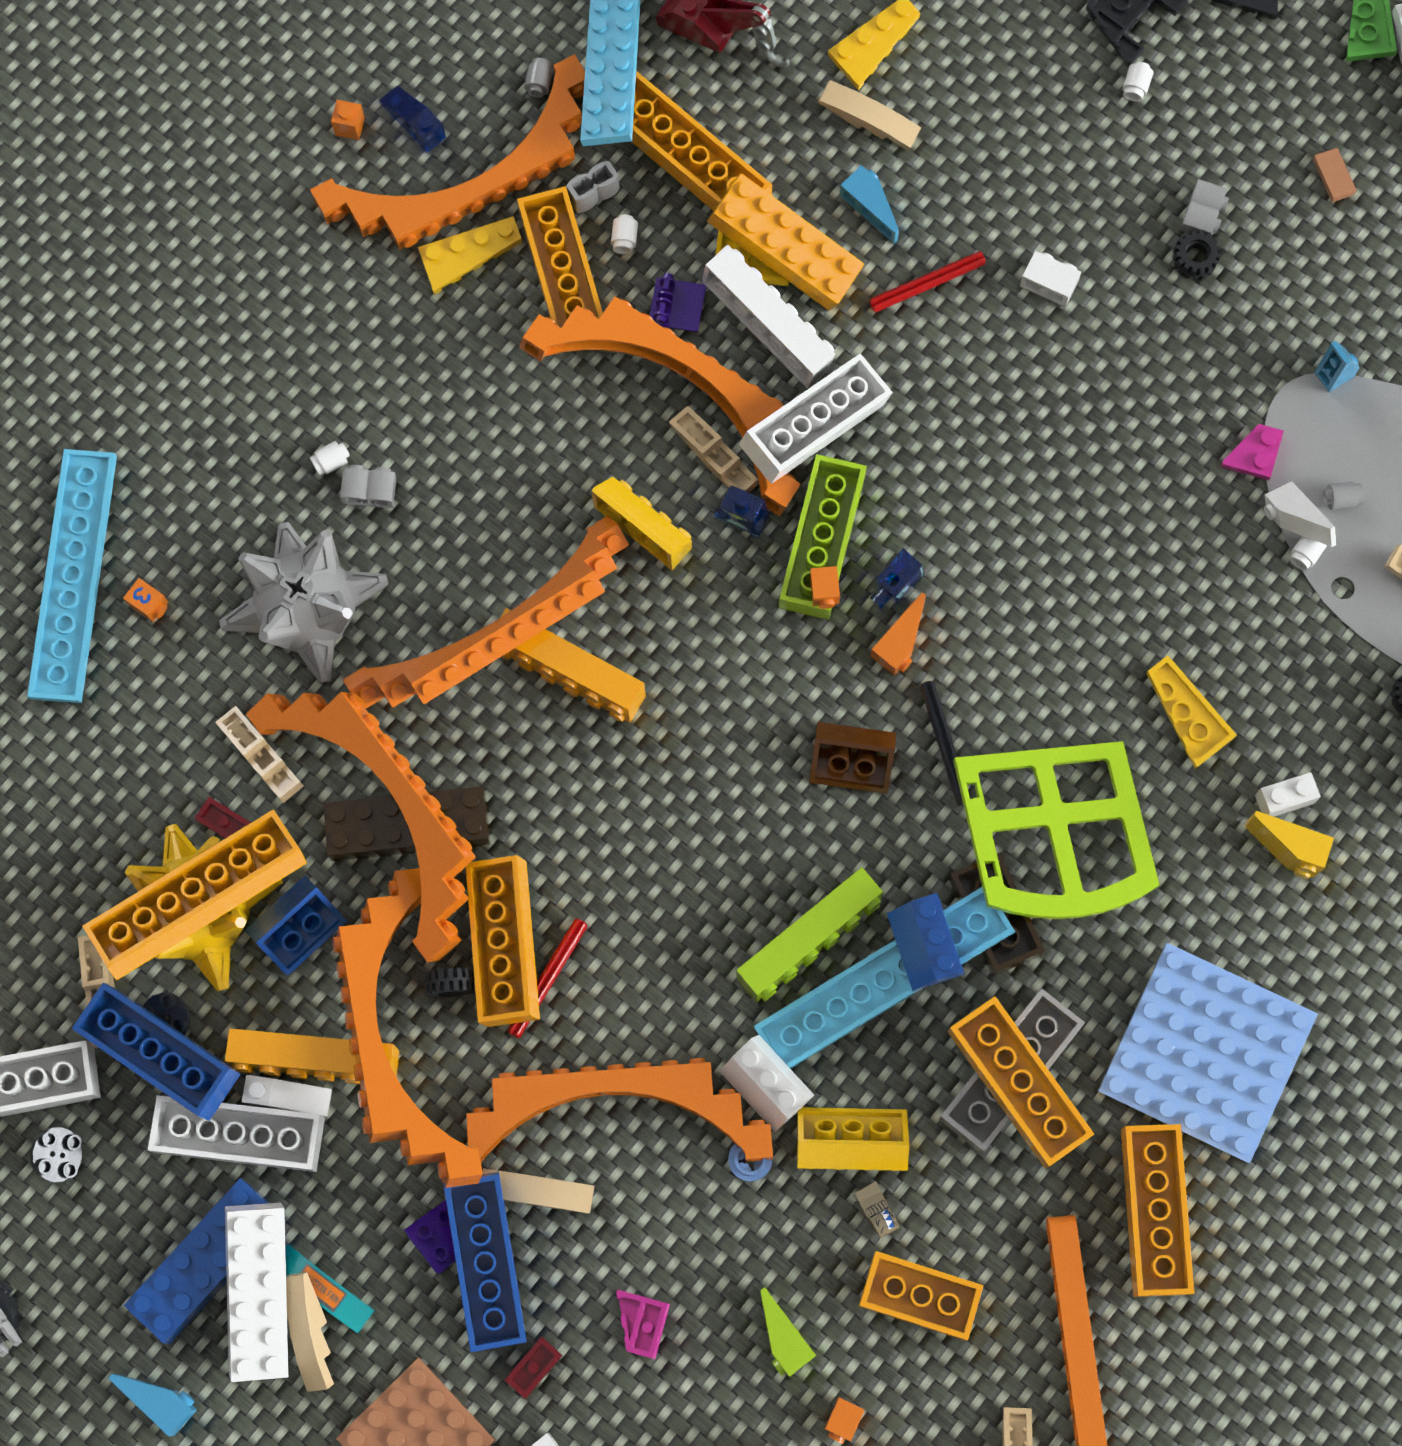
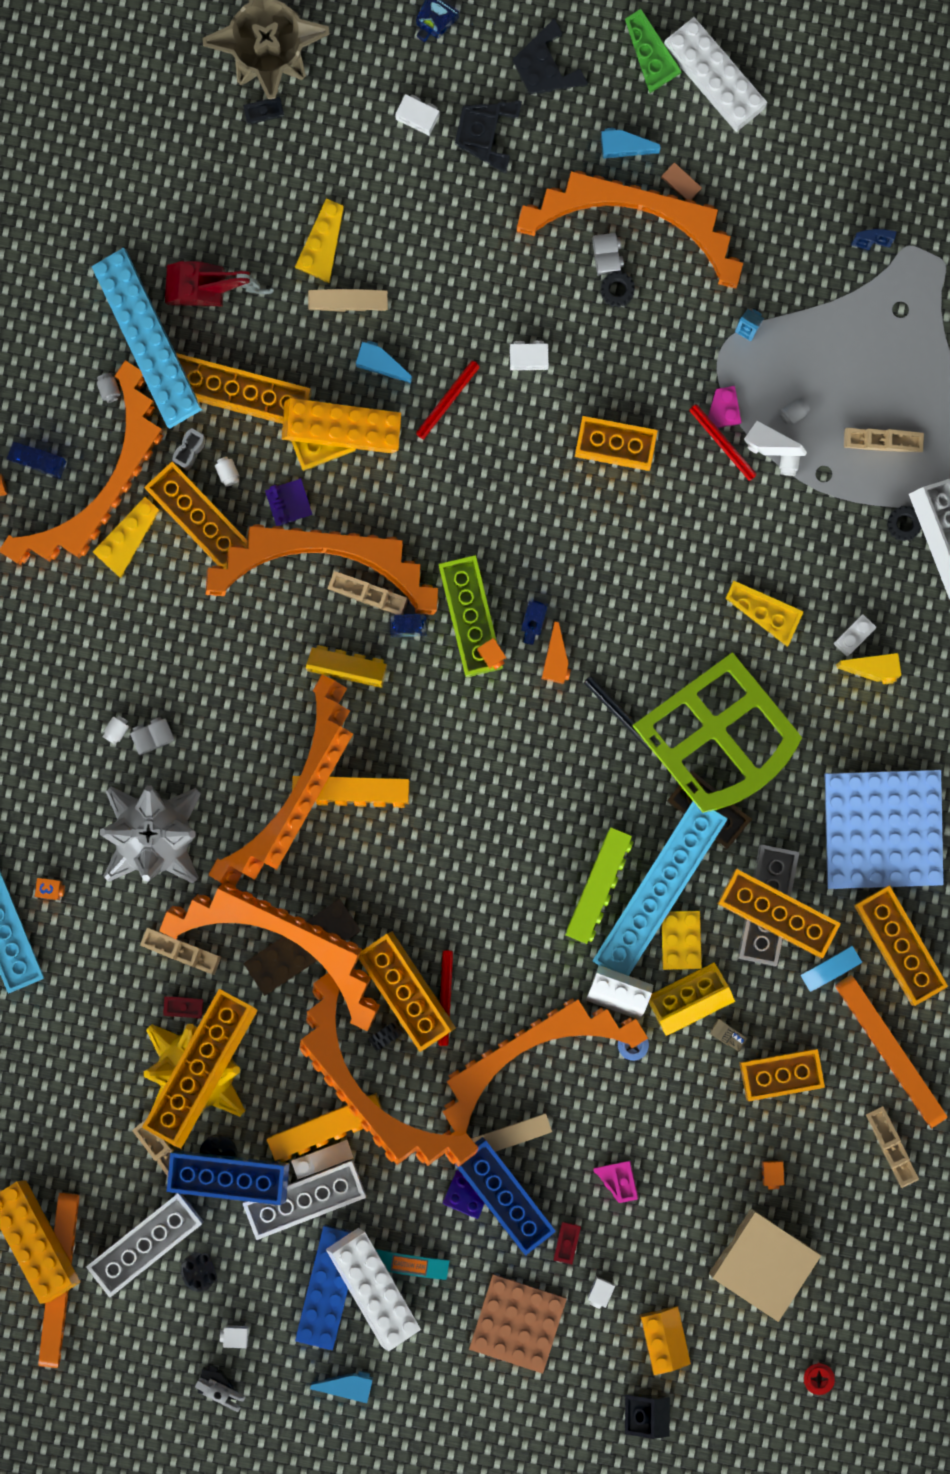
camera: 30 degrees left, 10 degrees up
(55, 1261) = (234, 1336): none -> white brick
(295, 925) = (267, 1049): blue slope -> none
(305, 1324) = (416, 1297): tan slope -> none
(768, 316) = (357, 484): white brick -> none
(786, 1343) = (714, 1146): lime slope -> none
(815, 418) = (425, 540): white brick -> none
(852, 757) = (565, 753): reddish brown slope -> none
(879, 1060) = (681, 940): none -> yellow plate
(925, 942) = (675, 855): blue slope -> none
(1052, 1194) = (831, 968): none -> dark azure slope
(1104, 424) = (616, 443): none -> light orange brick
(1137, 81) = (516, 182): white brick -> none
(1221, 133) = (589, 192): none -> orange arch
(1236, 488) = (721, 440): none -> red axle
(1287, 99) = (623, 144): none -> dark azure slope

